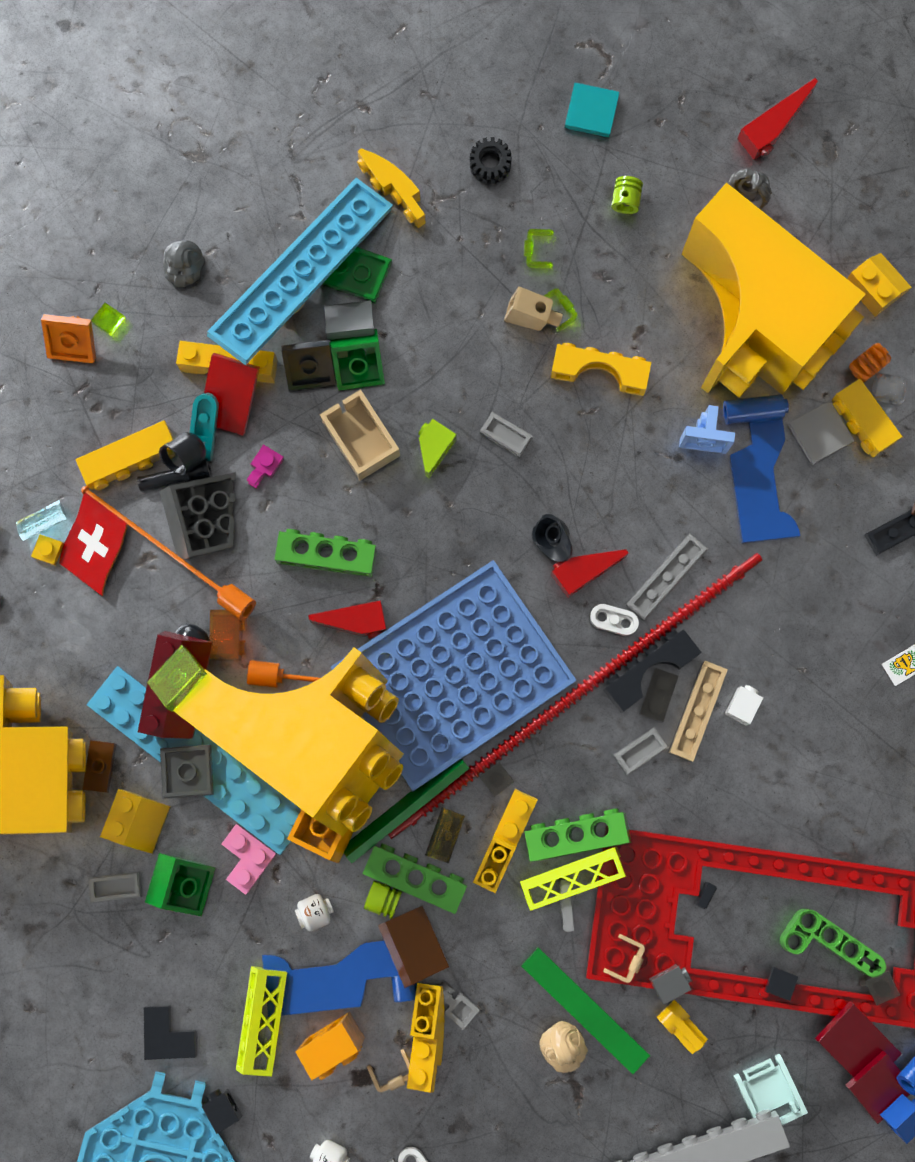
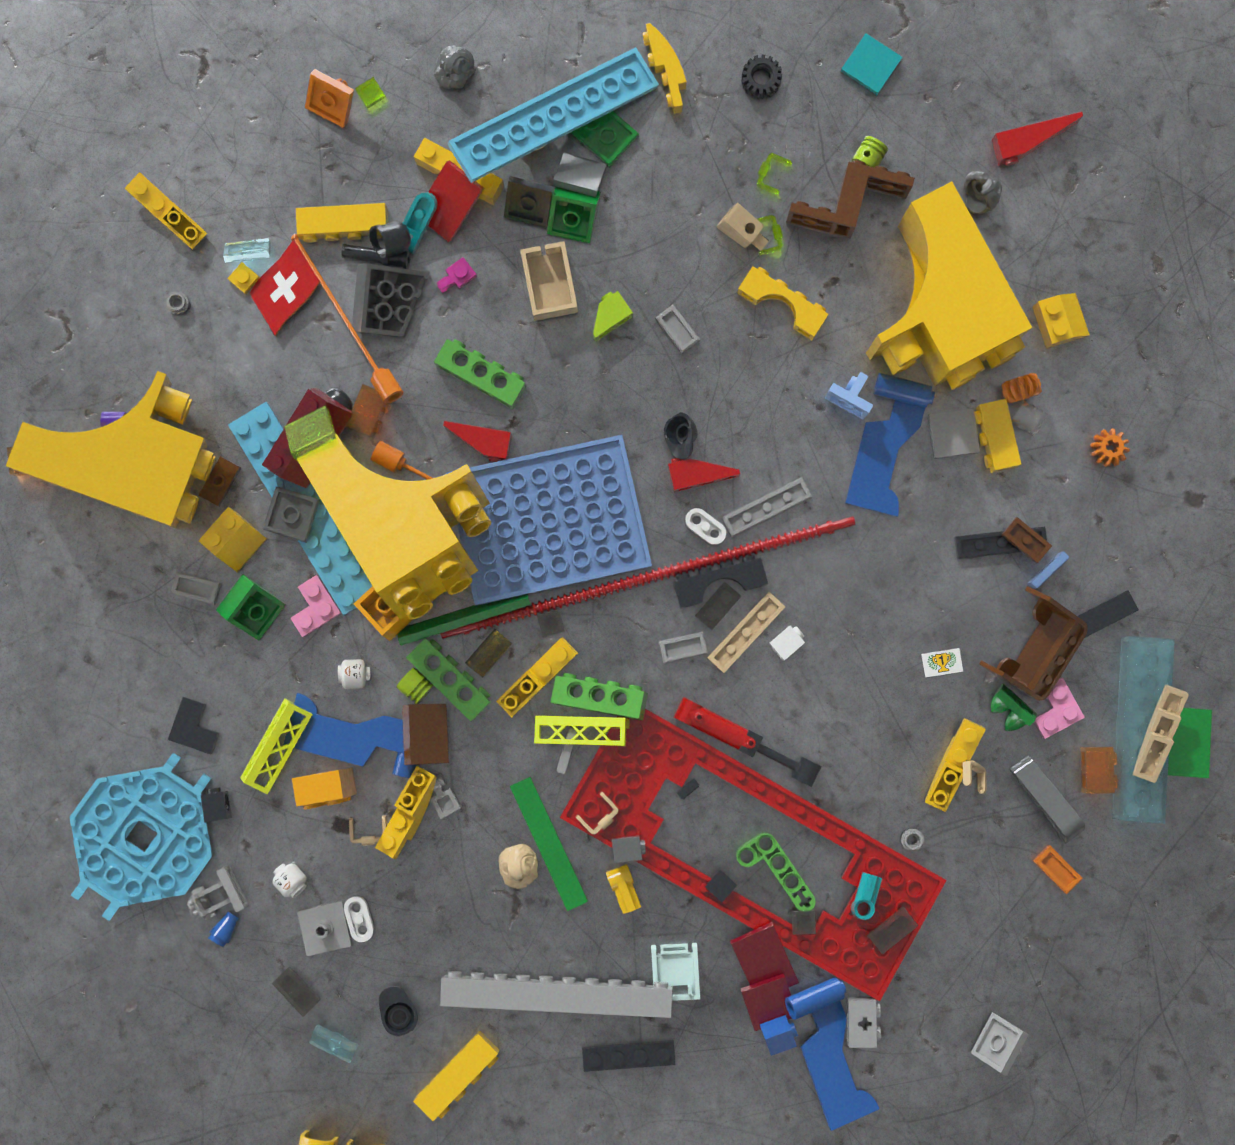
camera: 25 degrees right, 5 degrees up
(626, 243) = (854, 182): none -> reddish brown bracket
(739, 822) = (741, 739): none -> red piece

